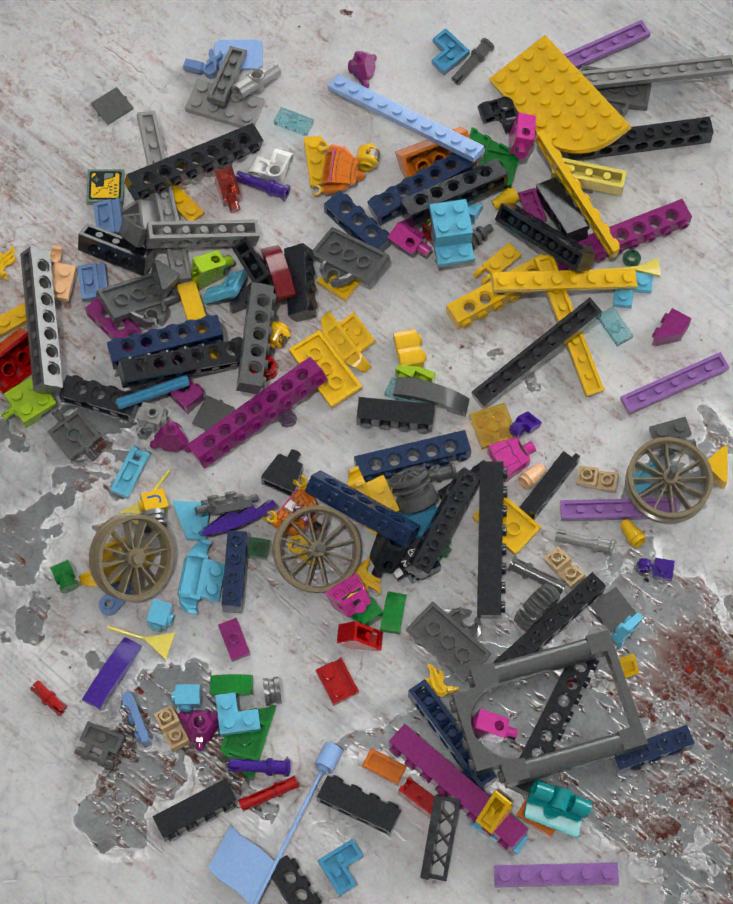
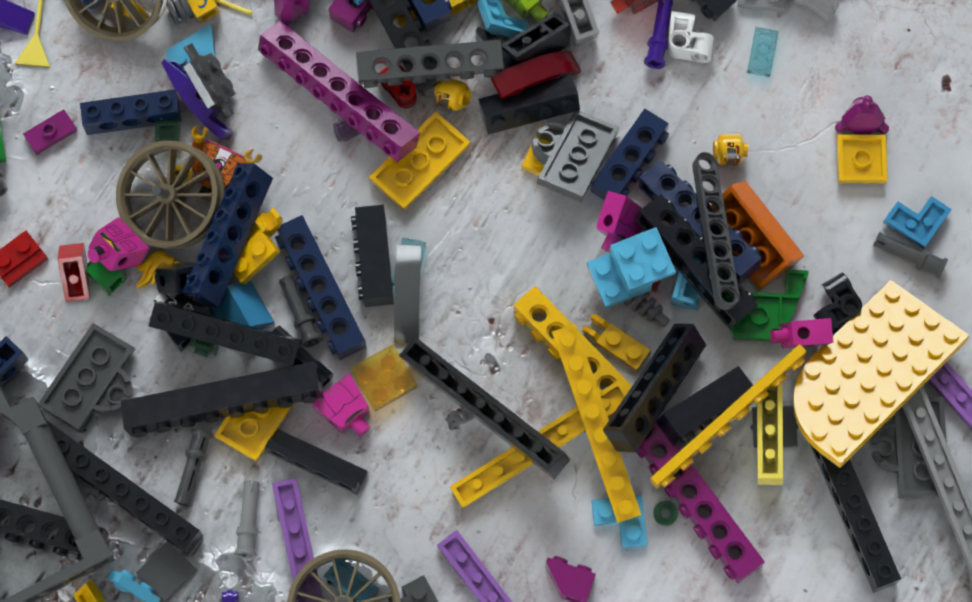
camera: 80 degrees right, 5 degrees up
(160, 616) = (62, 42): medium azure brick -> none
(199, 578) = (116, 74): medium azure plate -> none
(211, 413) = (335, 45): dark grey piece -> none
(282, 473) = (270, 140): black torso -> none
(314, 159) = (711, 90): yellow plate -> none
(339, 169) = (699, 116): orange torso -> none
(349, 339) = (466, 179): yellow plate -> none
(393, 76) = (861, 159): none -> yellow plate
(393, 612) = (112, 303): green slope -> none
(406, 118) = (792, 183): light blue plate -> none
(408, 348) = (466, 254): yellow brick -> none
(413, 489) = (267, 291): dark grey wheel -> none
(415, 372) = (432, 263): lime slope -> none
(437, 684) = (35, 373): yellow piece -> none
(443, 175) = (711, 240): none -> dark grey beam
(507, 196) = (714, 335): yellow cone -> none
(524, 422) = (396, 416): dark purple plate -> none
(531, 203) = (710, 369): magenta plate -> none
(531, 476) = (325, 437): light nougat cone -> none
(537, 606) = (142, 471): dark grey gear -> none
(564, 567) = (210, 500): tan slope -> none
(598, 480) = (337, 522): tan slope -> none
(615, 326) = (559, 507): clear light blue plate -> none
(633, 534) = (269, 577): yellow cone -> none
(650, 267) = (656, 539): light yellow piece -> none

